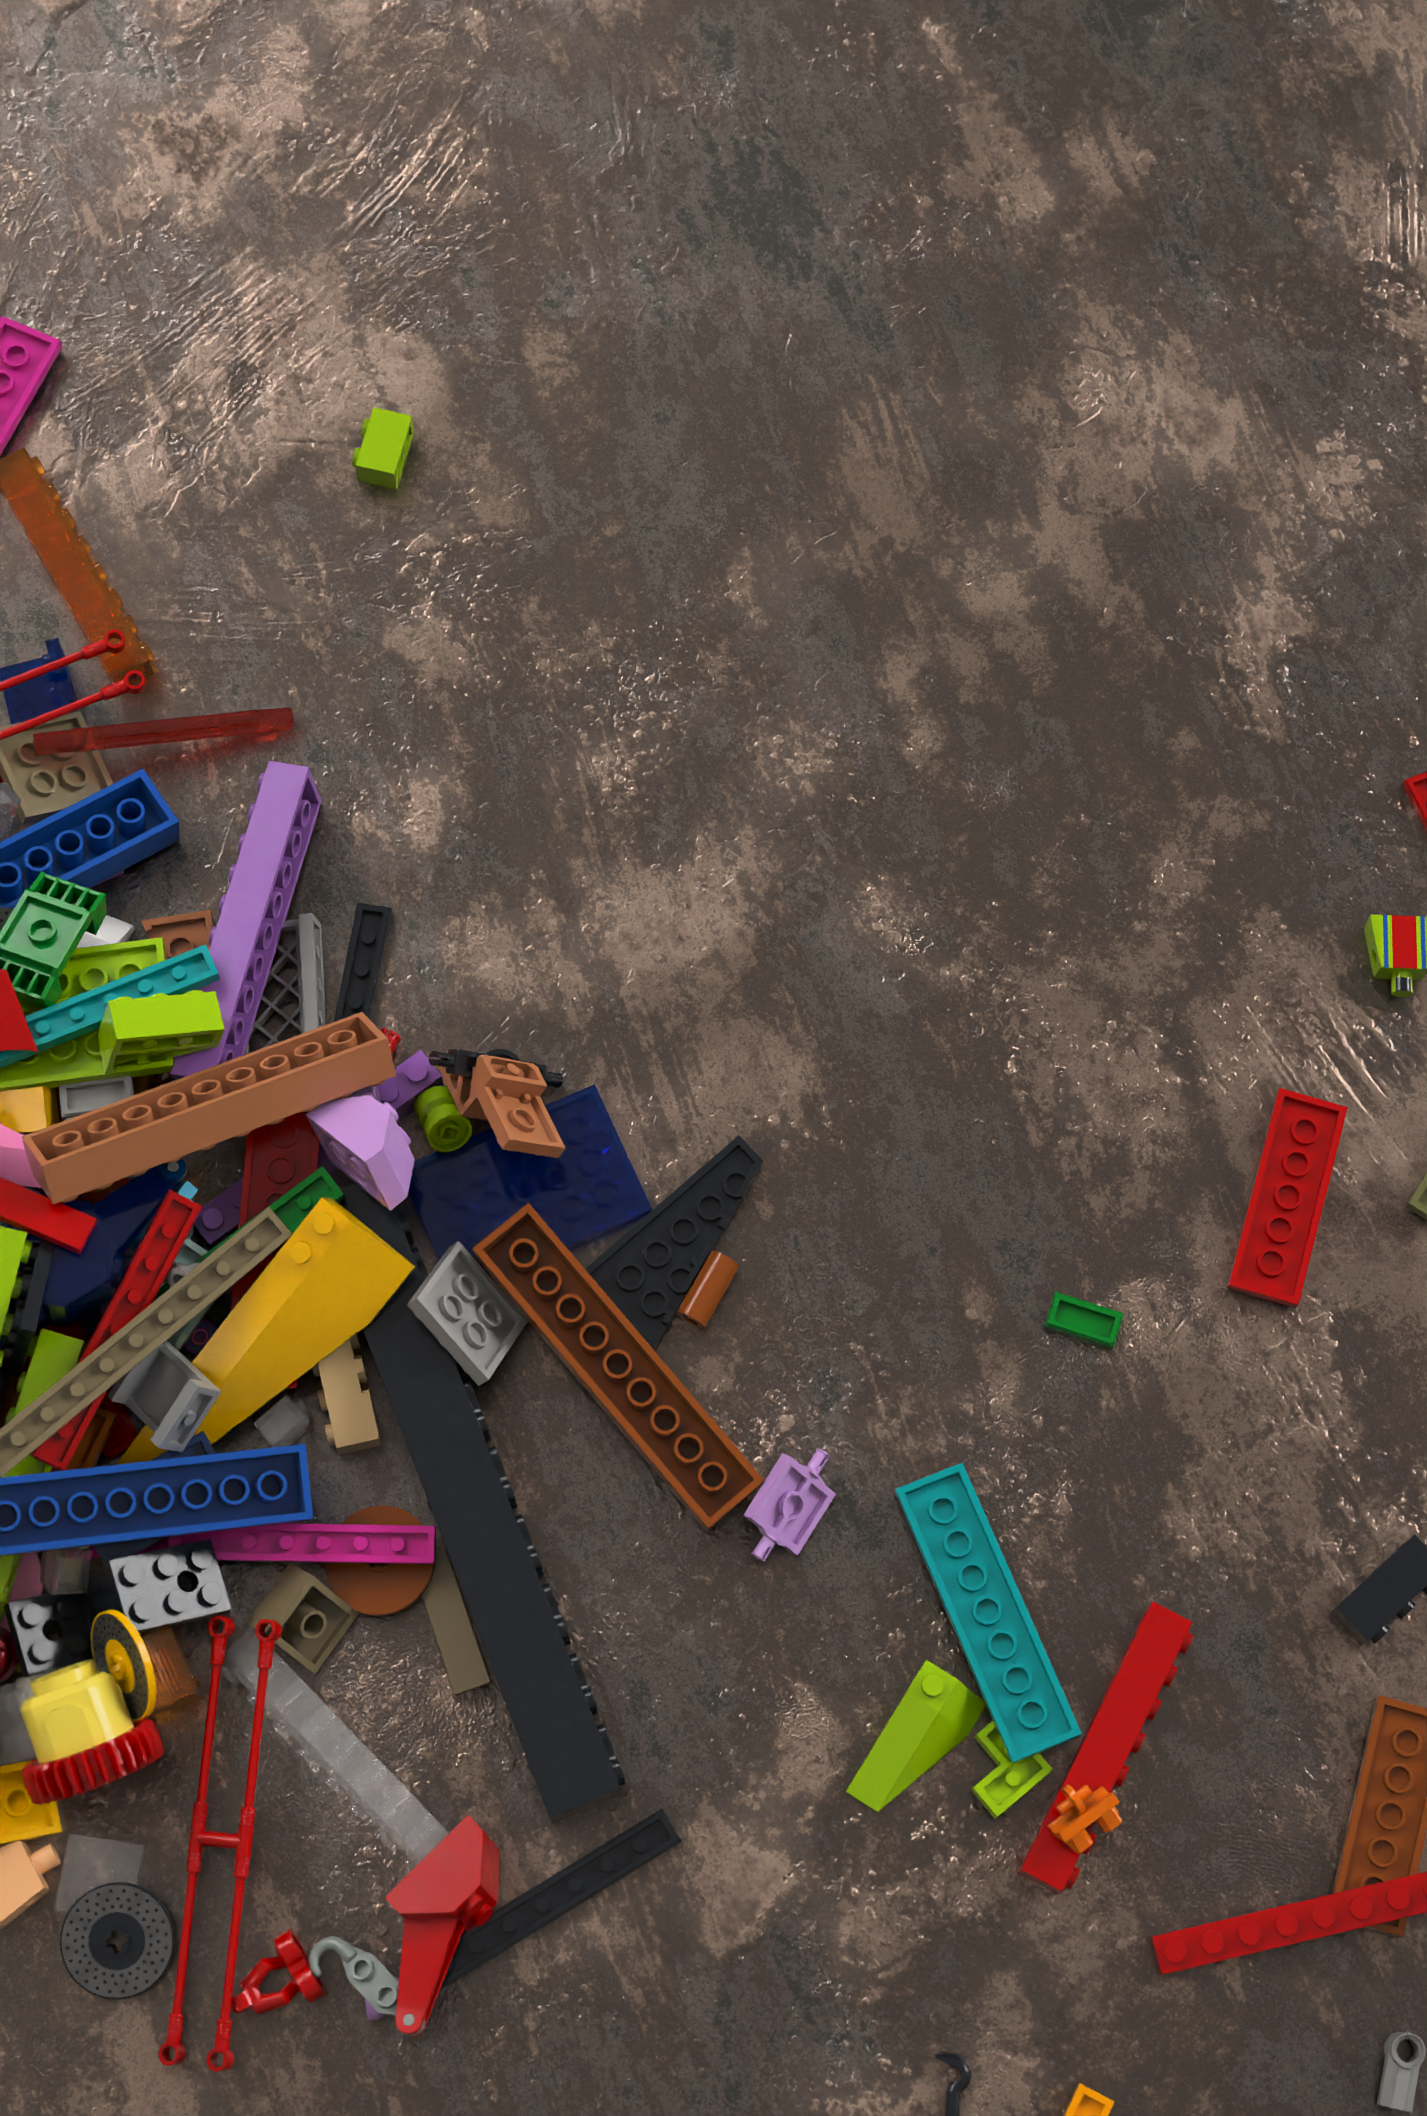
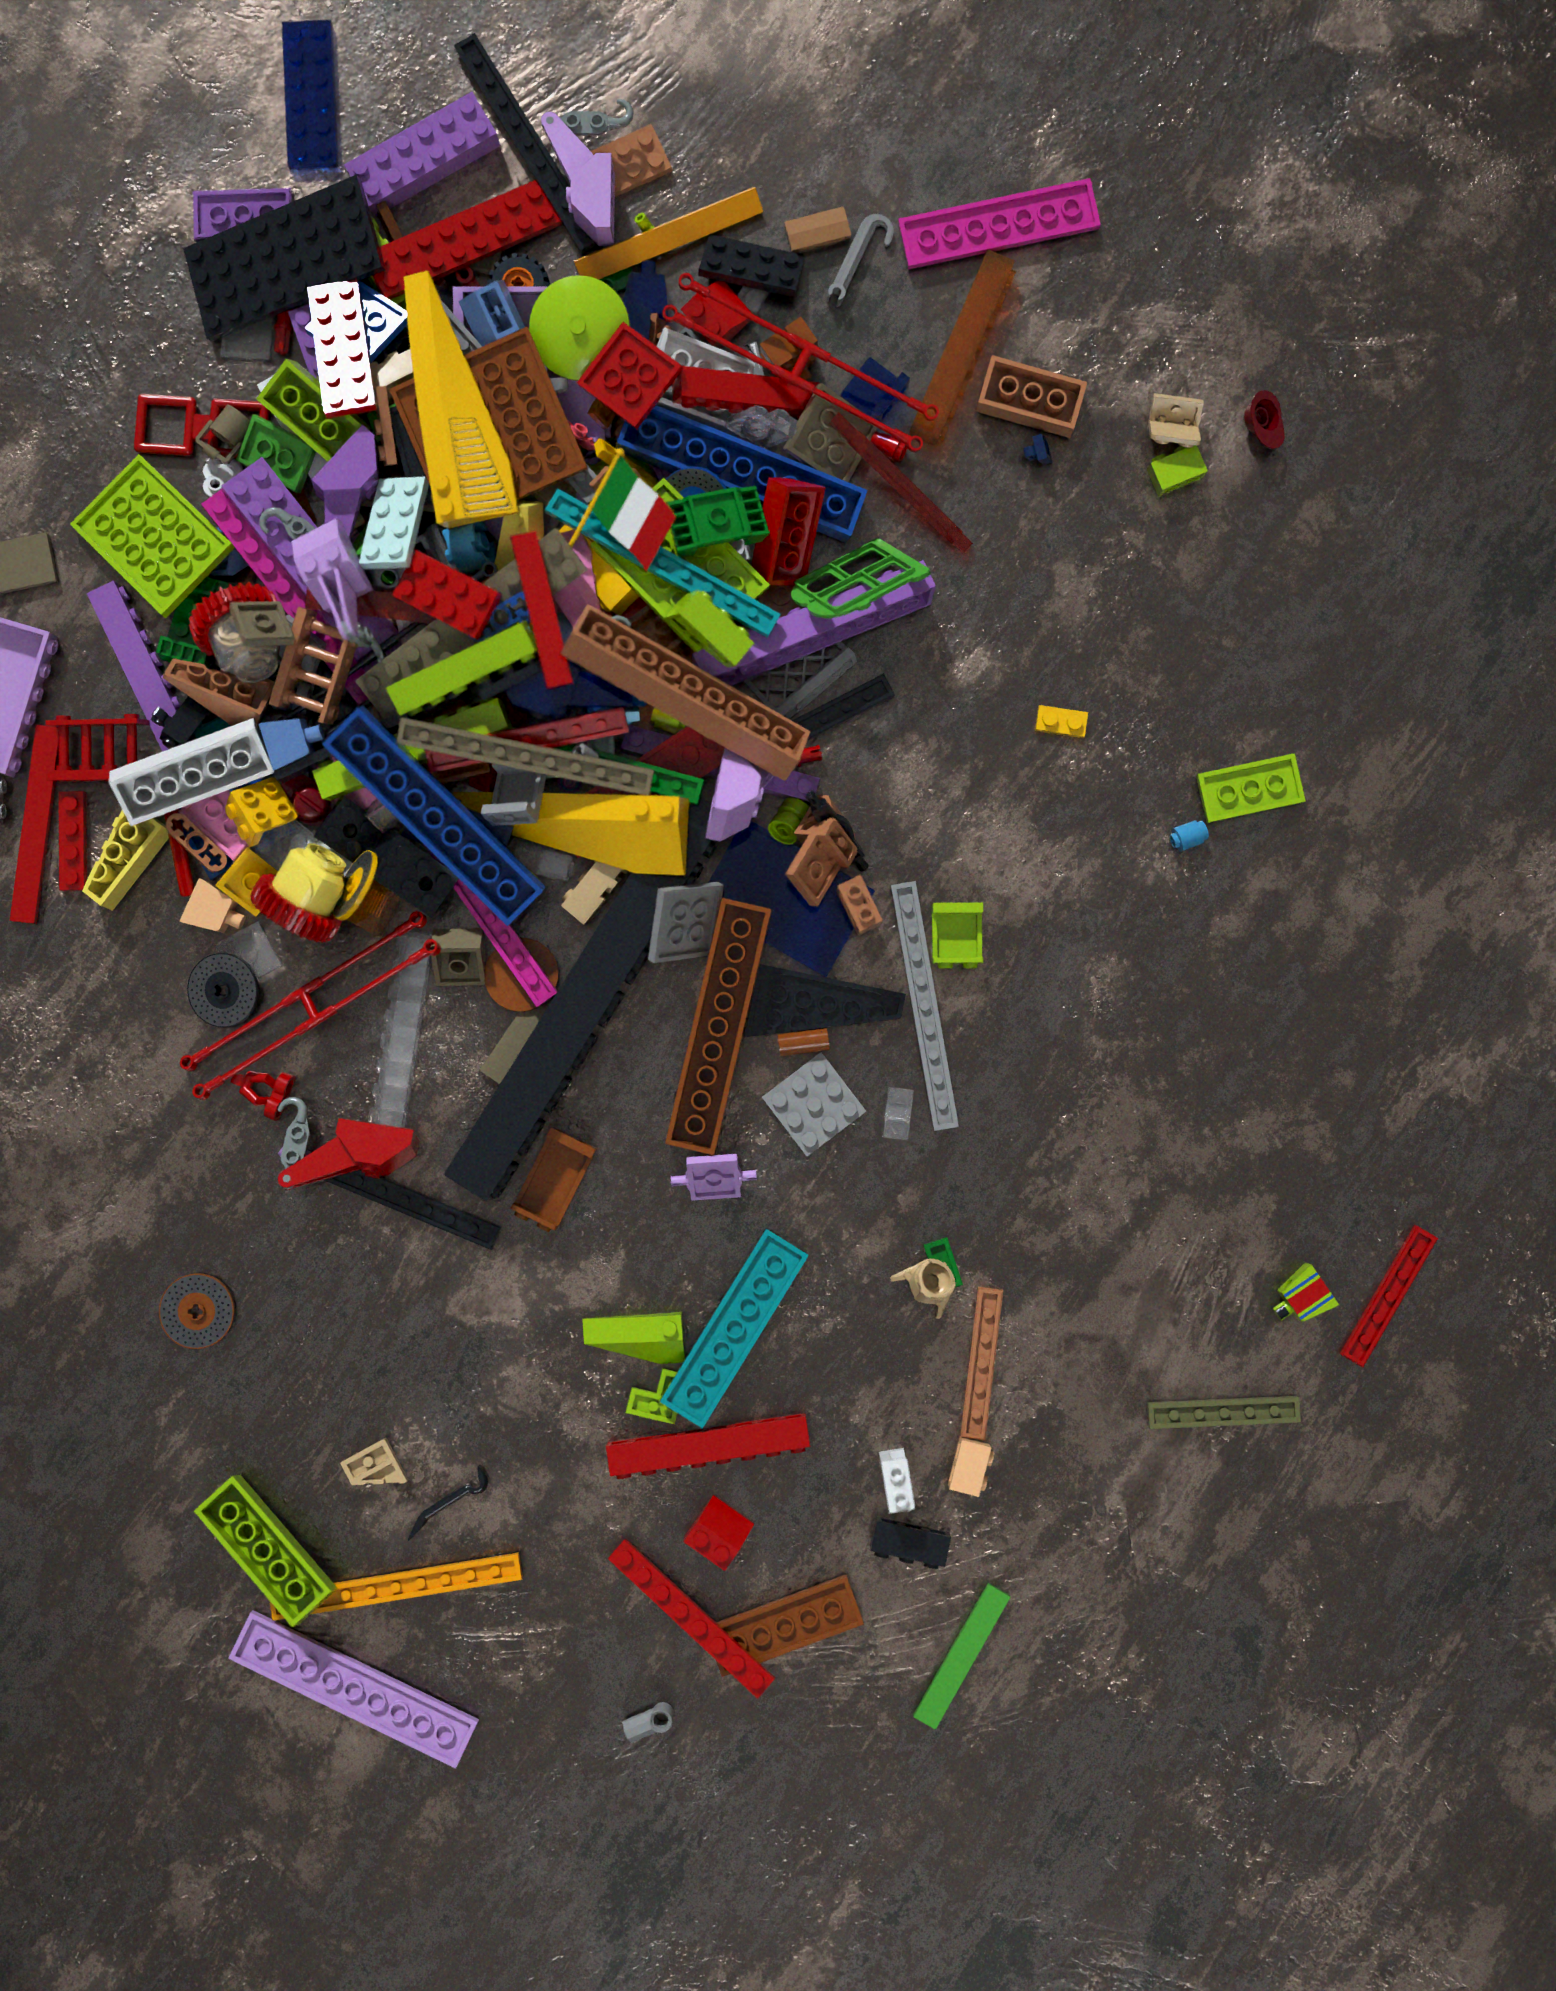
camera: 60 degrees right, 15 degrees up
(91, 1095) = (649, 622): light grey tile -> none
(108, 860) = (792, 520): none -> red slope
(114, 712) = (889, 446): none -> red cone
(183, 534) = (1031, 396): none -> nougat brick
(219, 1171) = (666, 722): none -> lime brick
(229, 898) = (818, 602): none -> bright green window
(247, 569) = (1039, 450): none -> dark blue tile
(329, 410) = (1175, 420): none -> tan bracket
(402, 326) = (1265, 419): none -> dark red piece
(561, 756) = (1061, 721): none -> yellow plate
(596, 1110) = (853, 897): none -> nougat window
(651, 1700) = (553, 1179): none -> dark orange panel
(712, 1032) = (957, 934): none -> lime panel
(768, 1126) = (924, 1006): none -> light grey plate
(788, 1332) = (814, 1104): none -> light grey plate
(789, 614) = (1250, 788): none -> lime plate
(792, 712) = (1189, 835): none -> dark azure brick
(869, 1242) = (897, 1113): none -> clear brick
(1080, 1811) = (657, 1459): orange hips -> none
(1095, 1343) = (929, 1282): none -> tan helmet
(1222, 1812) = (718, 1532): none -> red slope
(1230, 1359) = (981, 1363): none -> nougat tile
(1287, 1198) = (1101, 1331): red plate -> none
(1303, 1547) = (896, 1480): none -> white panel
(1344, 1456) = (970, 1466): none -> light nougat brick

